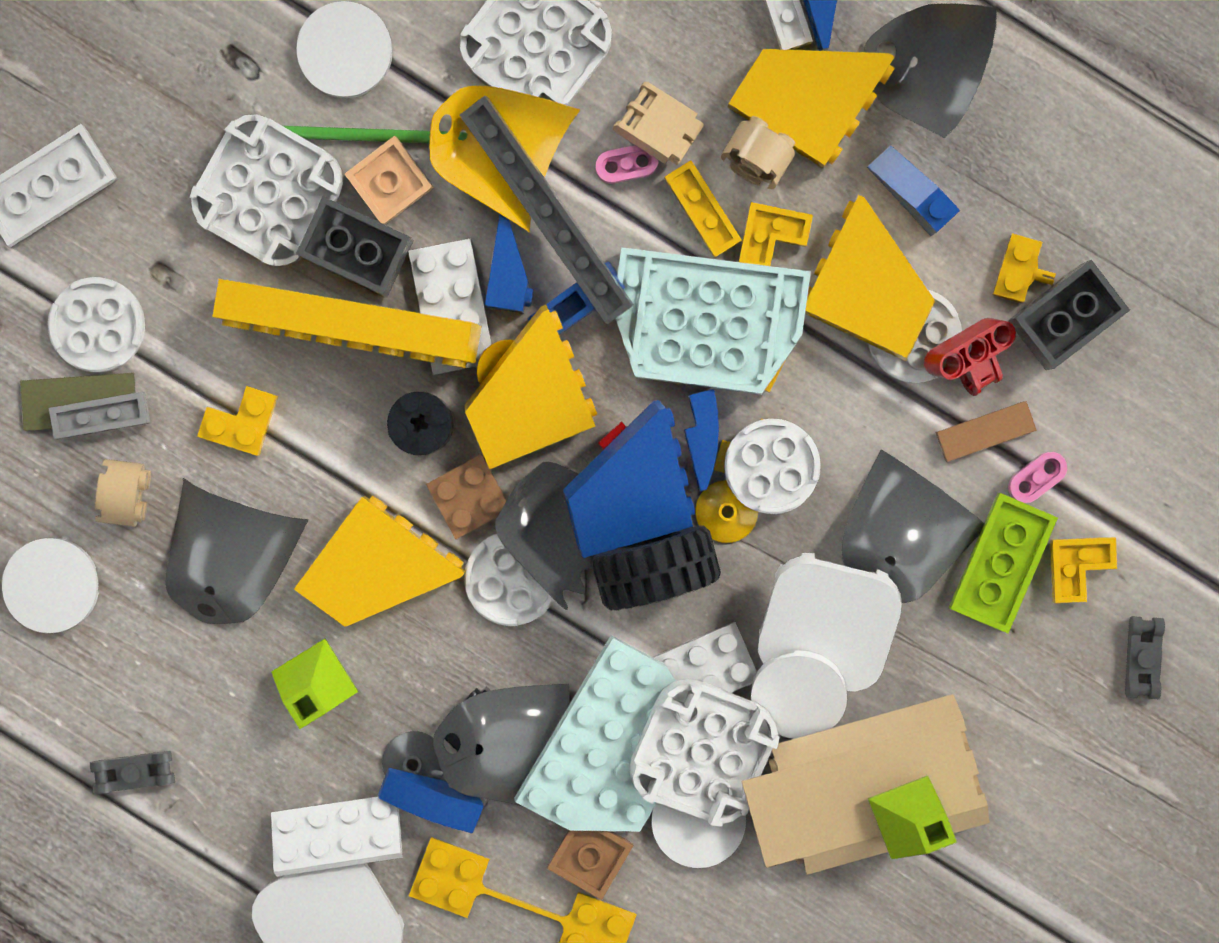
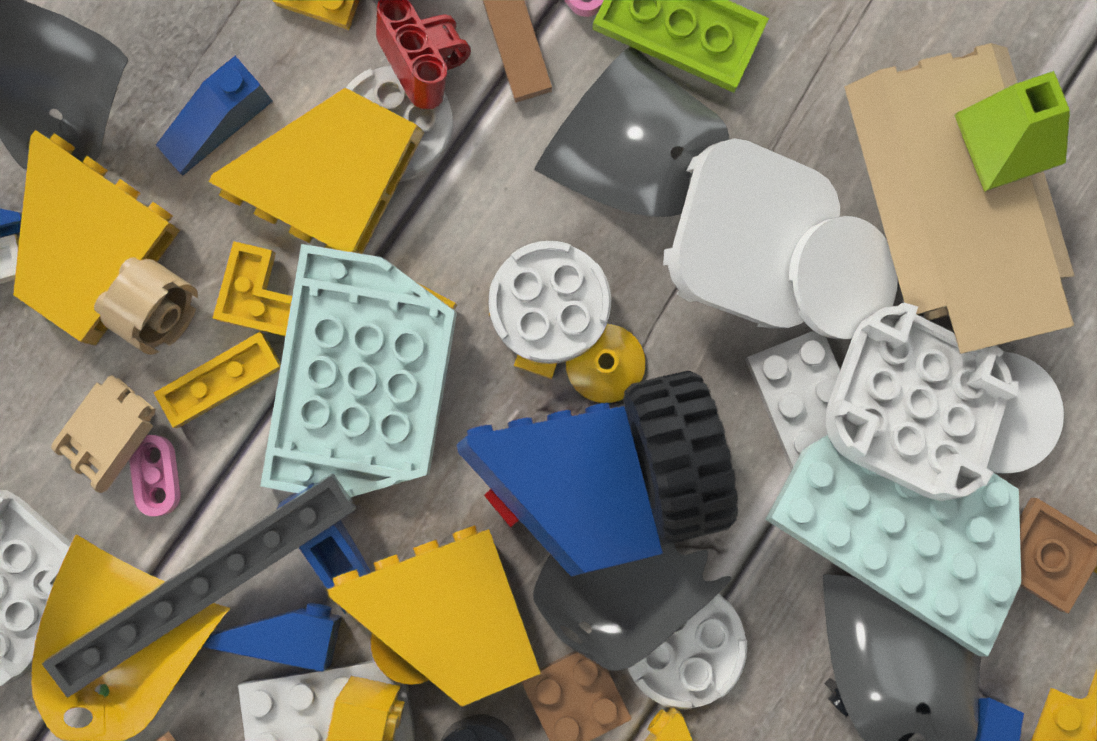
camera: 80 degrees left, 5 degrees down
(703, 438) = (509, 388): blue slope -> none

